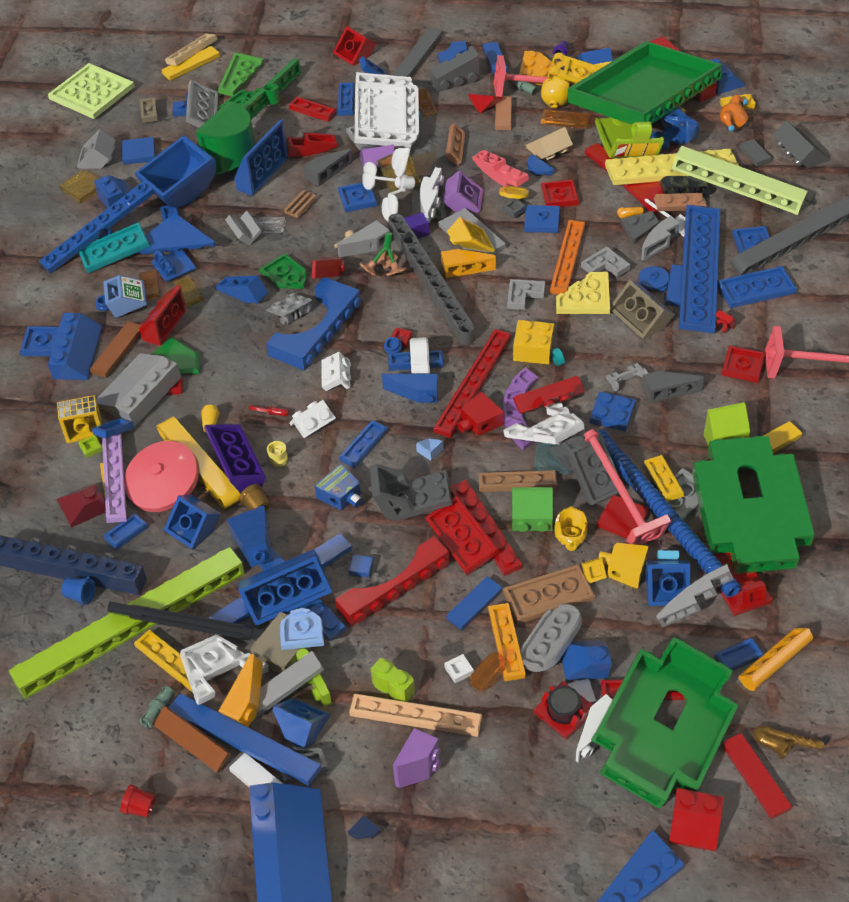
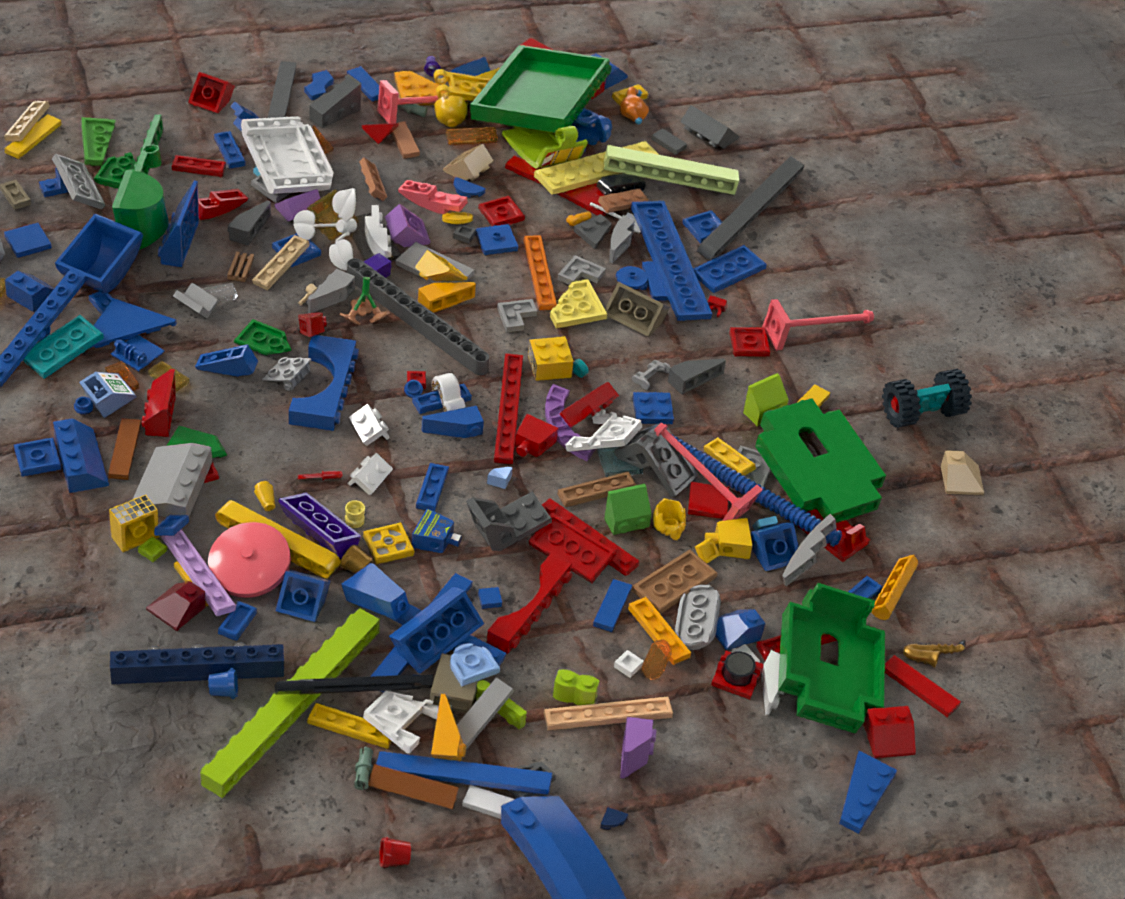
camera: 30 degrees left, 5 degrees down
(294, 489) = (388, 543): none -> yellow piece
(300, 721) = (509, 745): blue slope -> none
(335, 206) = (281, 262): none -> tan tile

